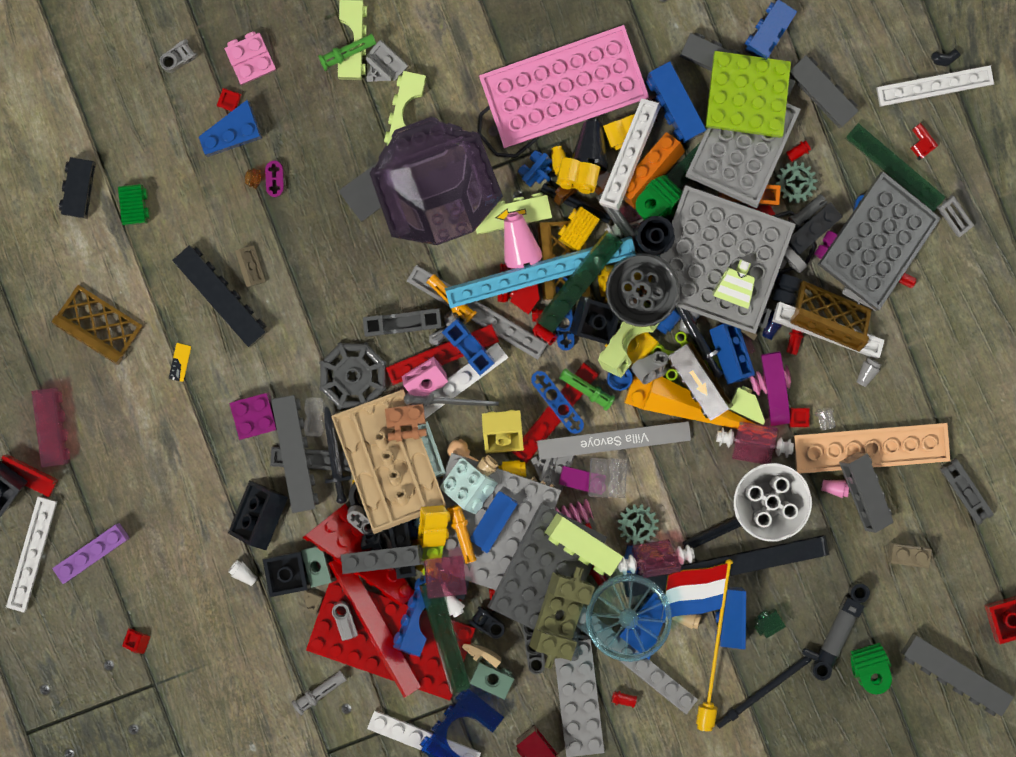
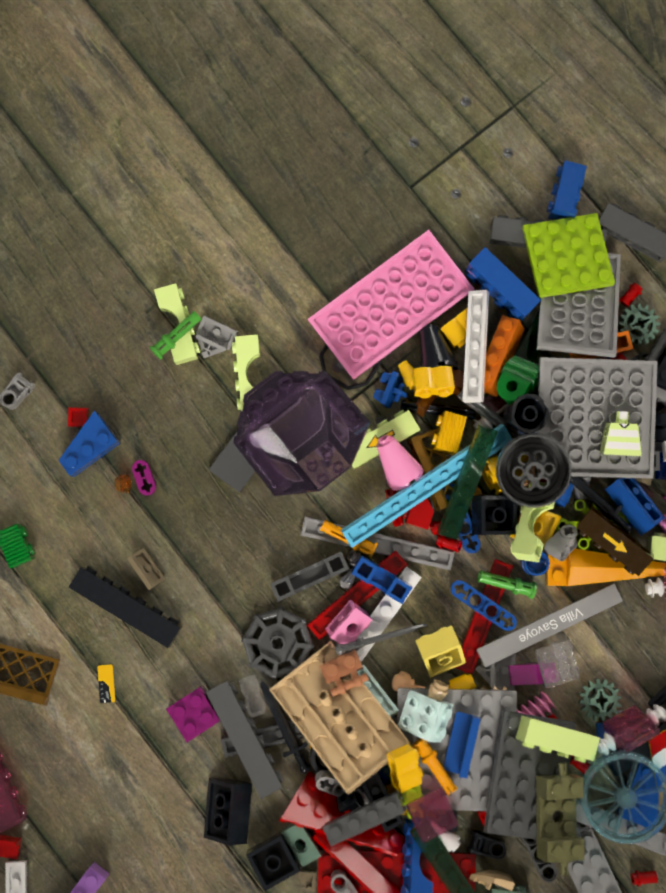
camera: 15 degrees left, 5 degrees down
(242, 572) = (229, 873): white cone -> none
(249, 58) = (85, 371): bright pink plate -> none

